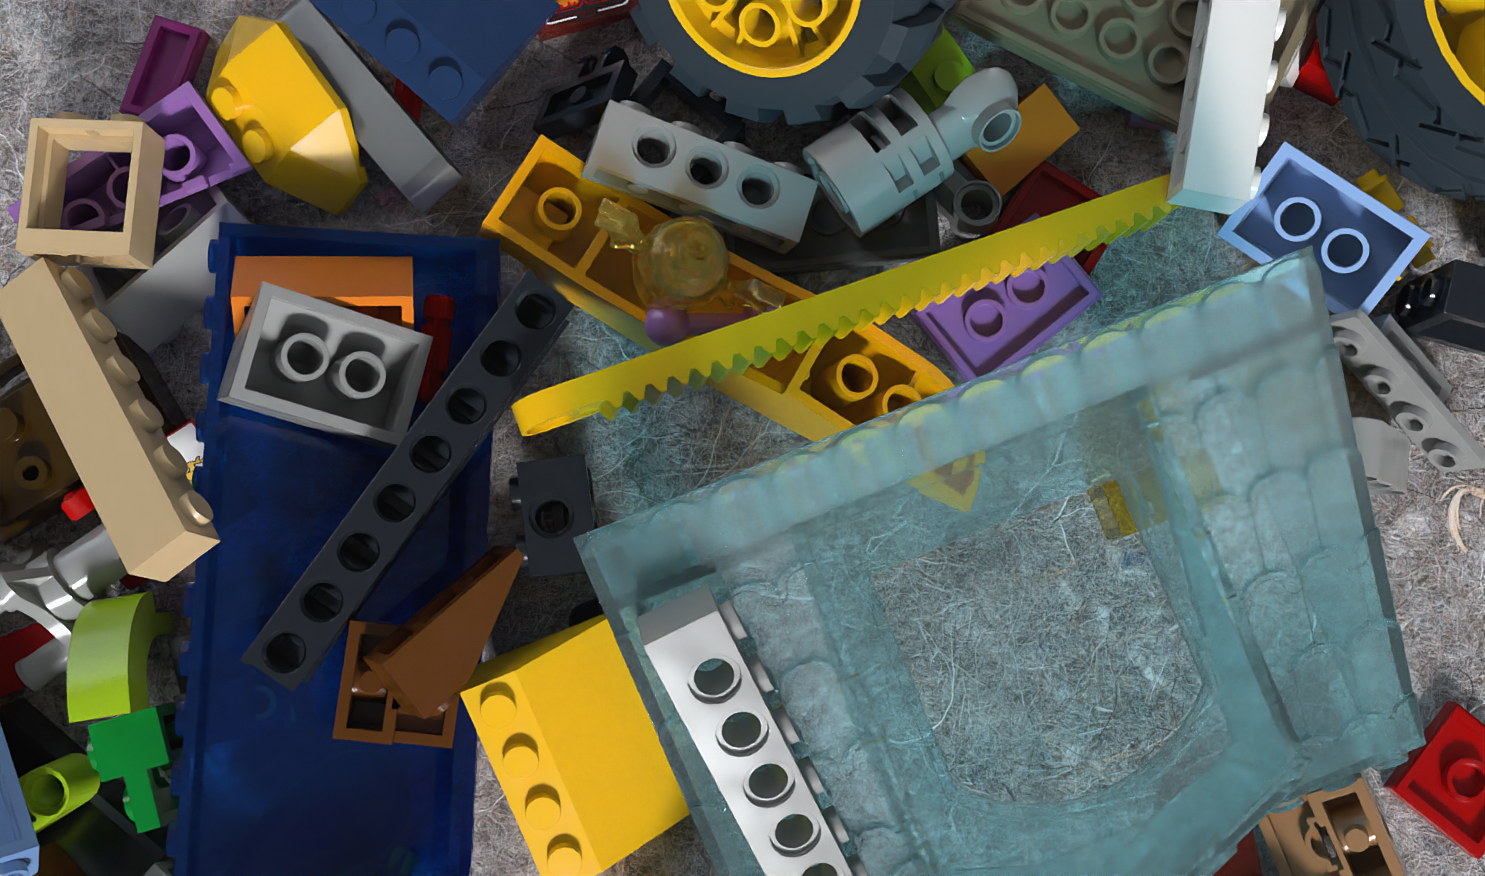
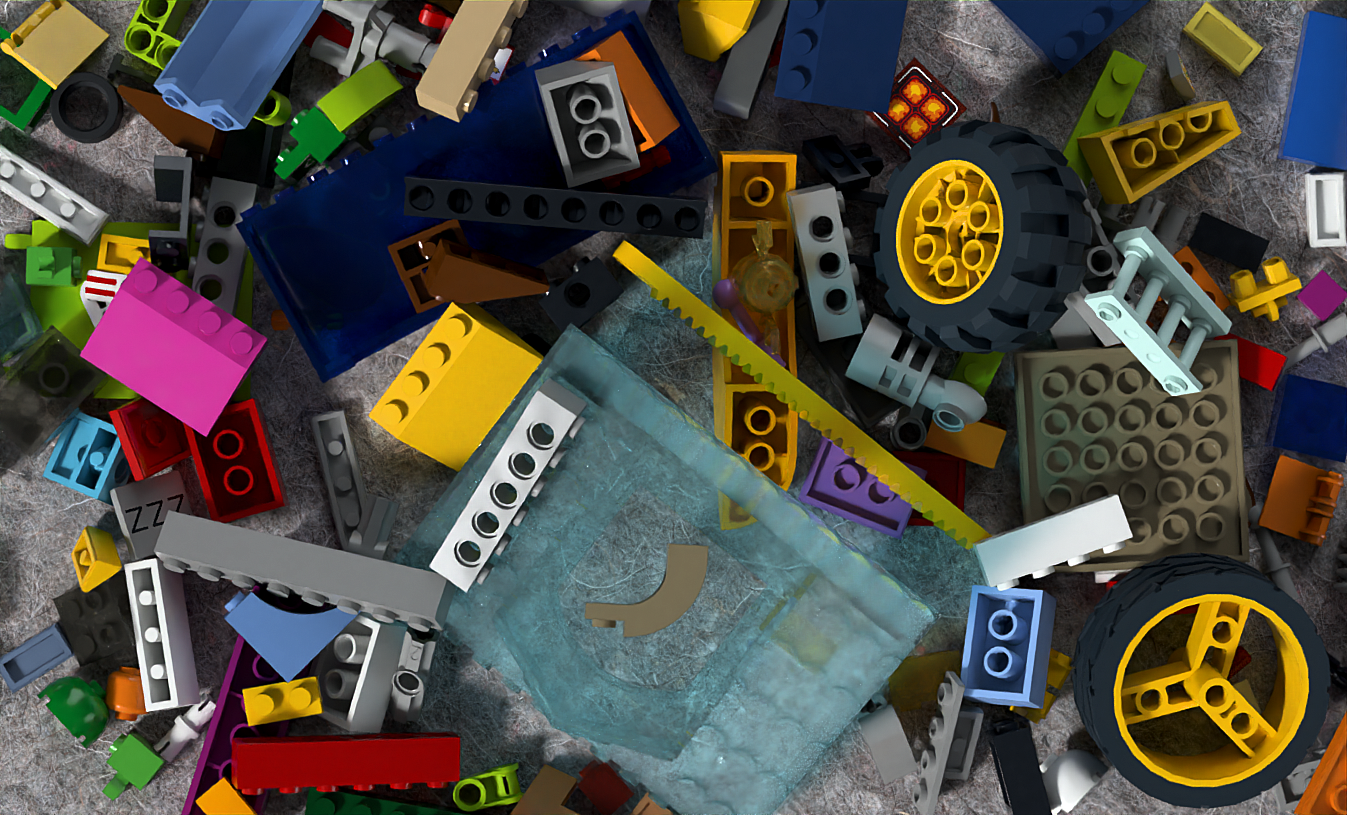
camera: 65 degrees right, 5 degrees up
(1078, 642) = (677, 592): none -> dark tan arch

